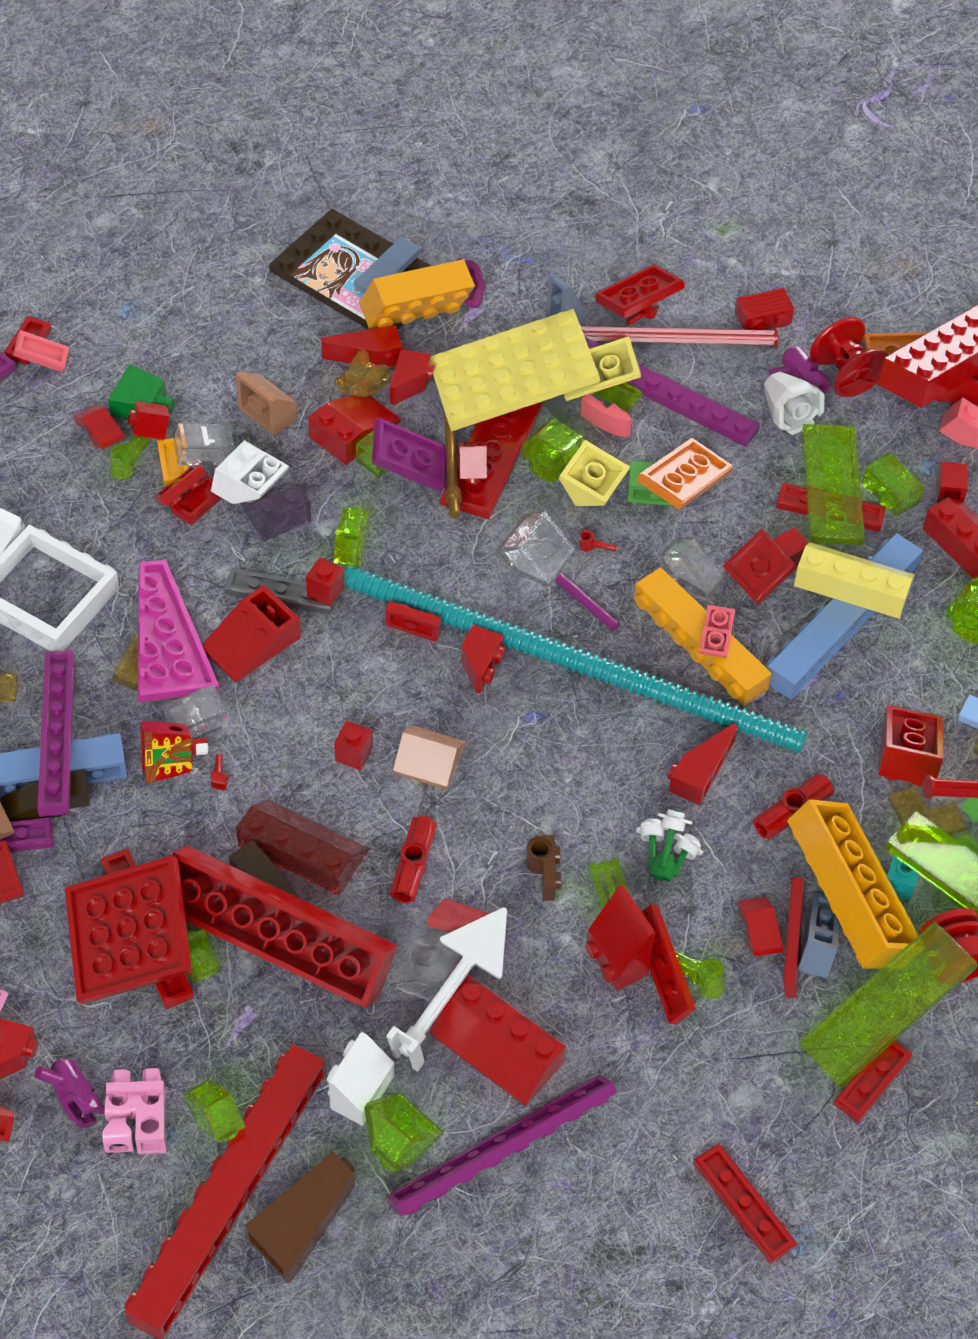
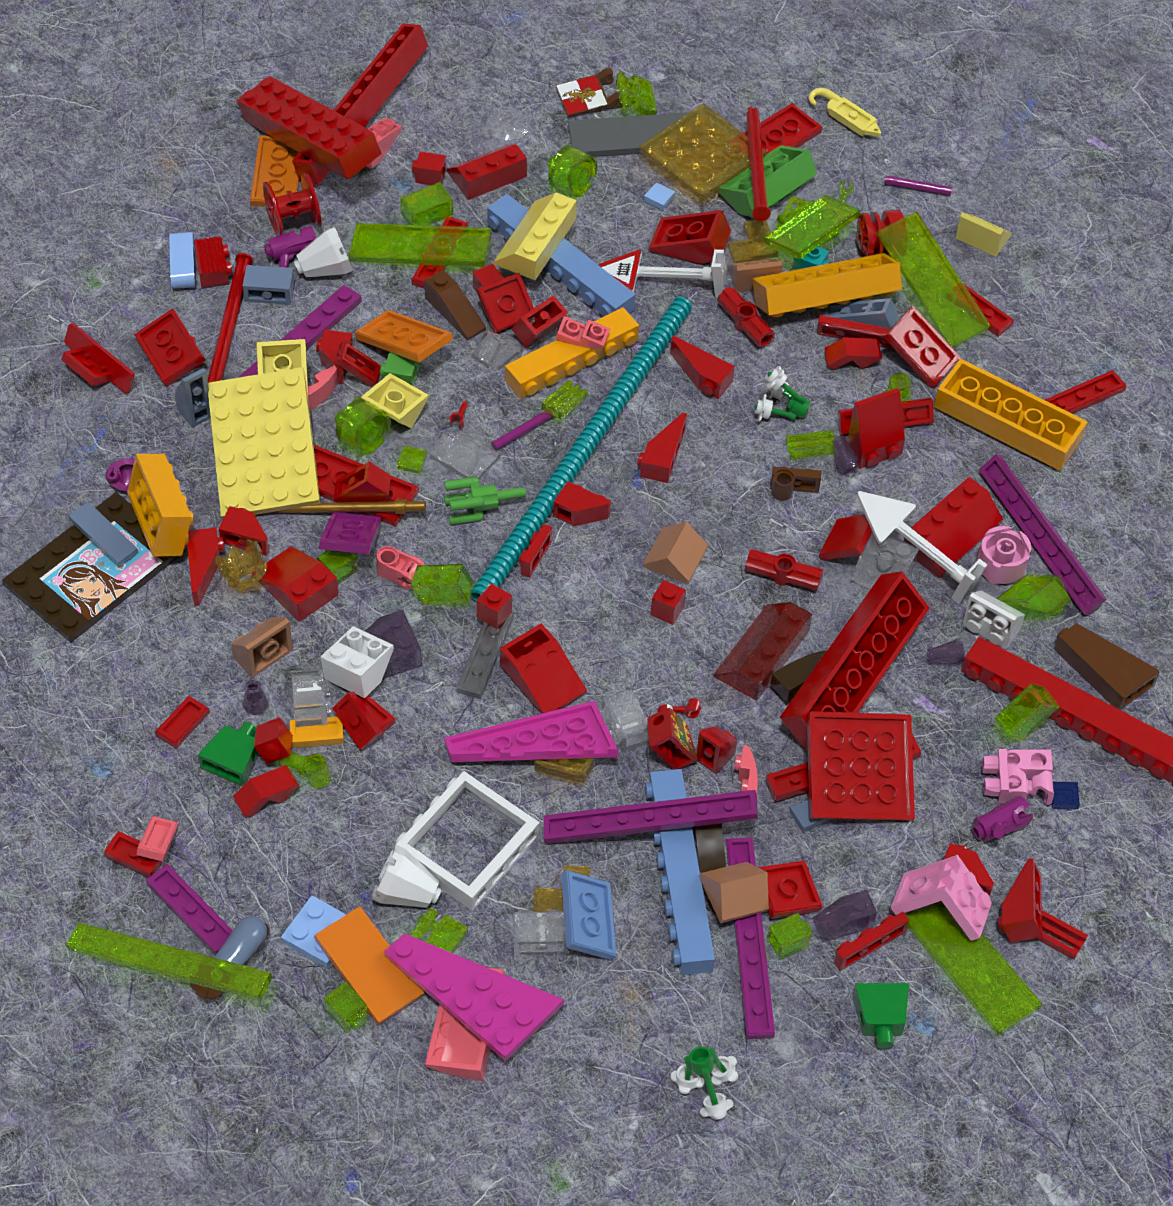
camera: 85 degrees left, 0 degrees up
(116, 1167) = (1065, 795): none -> clear blue tile
(138, 831) = (747, 770): none -> coral slope
(158, 794) = (715, 748): none -> red slope
(180, 359) = (182, 722): none -> red tile
(204, 405) = (254, 698): none -> clear purple cone
(309, 1034) = (947, 653): none -> clear purple cone
(379, 504) = (399, 569): none -> coral piece
(469, 1103) = (1005, 555): none -> bright pink brick
(474, 561) = (478, 498): none -> bright green plant
(527, 504) = (412, 459): none -> clear neon green tile
(570, 732) = (662, 451): none -> red slope
(585, 916) = (845, 458): none -> clear purple cone
(604, 233) = (94, 361): none -> red bracket
(634, 631) = (560, 398): none -> clear neon green tile
(643, 418) = (357, 366): none -> red tile
(656, 426) = (328, 348): none -> red slope
(684, 1104) = (1010, 414): none -> light orange brick
(733, 593) = (539, 321): none -> red brick
(743, 360) = (268, 284): none -> sand blue brick
(759, 511) = (453, 305): none -> reddish brown slope
(761, 281) = (182, 260): none -> light blue beam
(777, 997) = (922, 347): none -> tile
(845, 680) = (628, 268): none -> white piece
(871, 811) = (743, 272): none -> nougat slope

